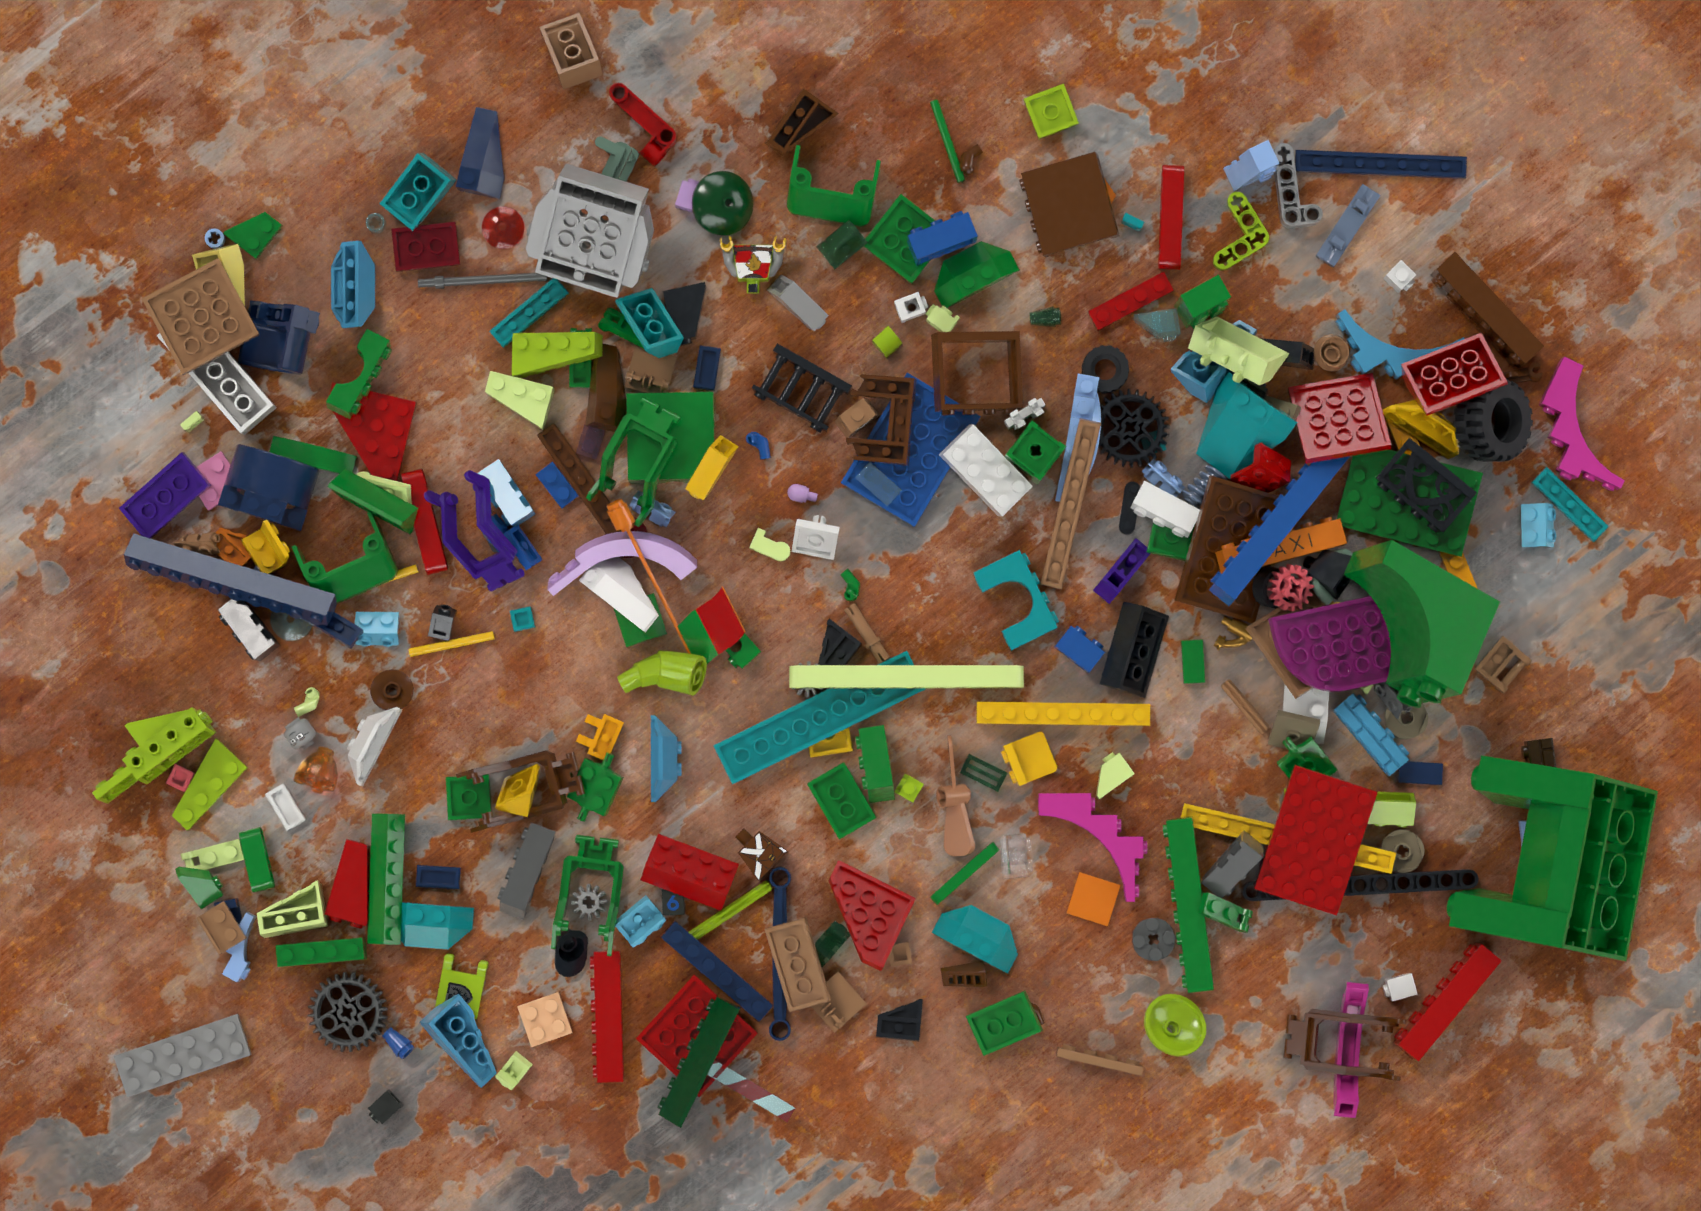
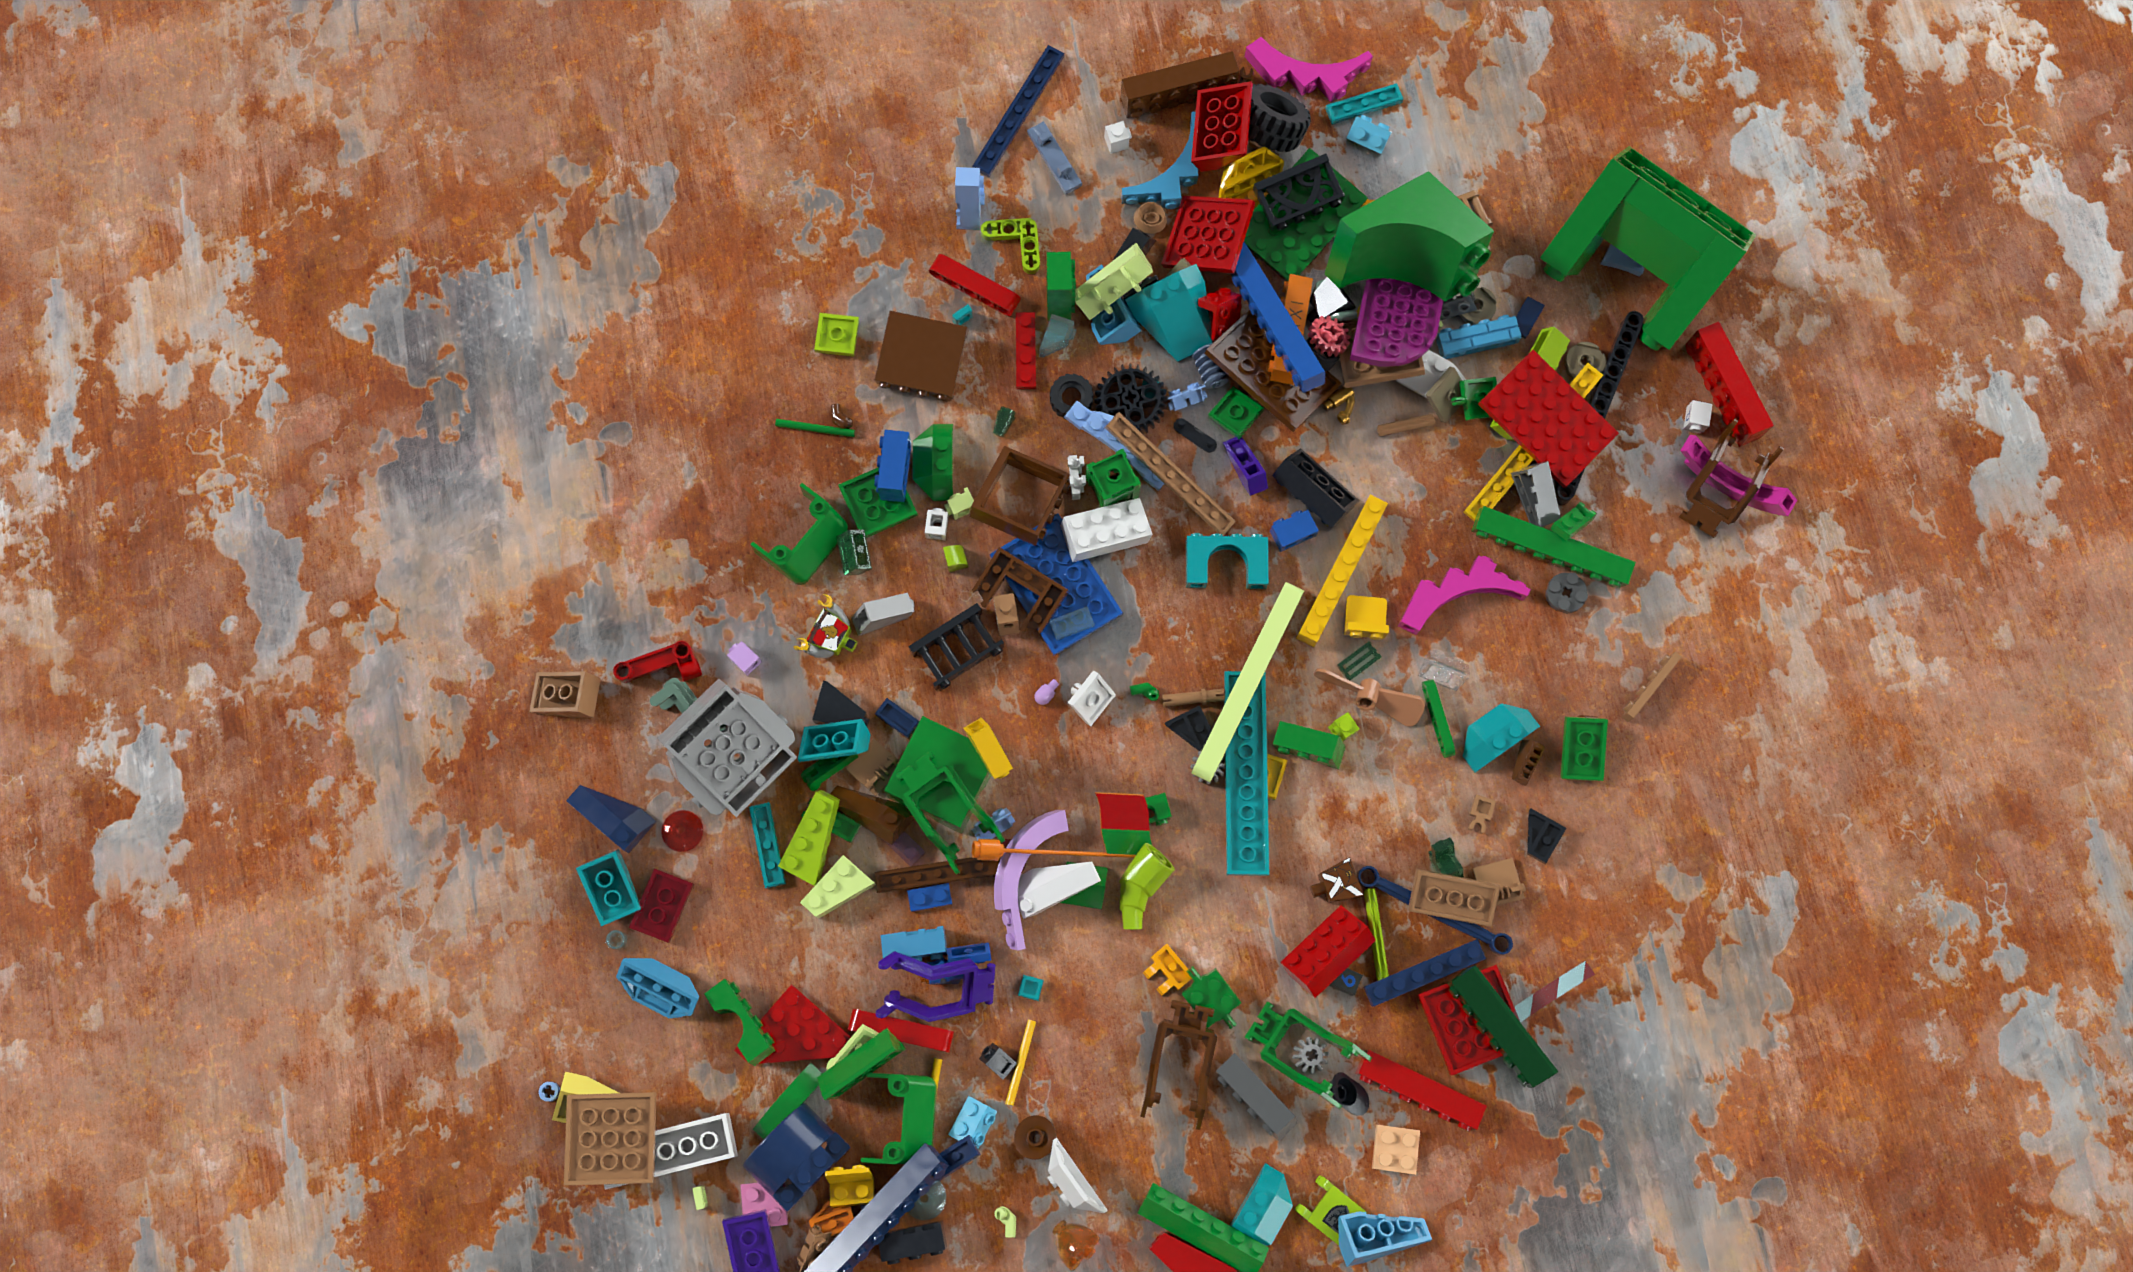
camera: 65 degrees left, 10 degrees down
(254, 233) = (565, 1053): green wing -> none
(282, 347) = (679, 1080): dark blue piece -> none
(300, 733) = (1032, 1243): light grey head -> none
(438, 877) = (1222, 1181): dark blue tile -> none
(440, 282) = (699, 908): dark grey bar -> none
(467, 799) = (1166, 1118): green plate -> none
(513, 1070) = (1430, 1201): yellowish green bracket -> none
(518, 791) = (1183, 1067): yellow slope -> none
(640, 921) = (1350, 1018): medium azure bracket -> none
(664, 758) = (1215, 924): dark azure wedge -> none
(710, 205) = (764, 642): dark green dish -> none
(760, 442) = (984, 705): blue arm -> none
(776, 550) = (1078, 742): yellowish green leg -> none
(800, 120) = (732, 535): reddish brown wedge -> none
(841, 800) = (1326, 790): green plate -> none
(871, 912) = (1437, 811): red plate -> none
(1093, 899) = (1509, 624): orange tile -> none
(1112, 774) = (1412, 556): yellowish green slope -> none
(1165, 509) = (1213, 404): white brick -> none
(1182, 1018) = (1650, 608): lime dish -> none
(1193, 661) = (1348, 447): green tile -> none
(1291, 186) = (1017, 187): light grey beam -> none
(1539, 752) = (1554, 218): dark brown brick -> none

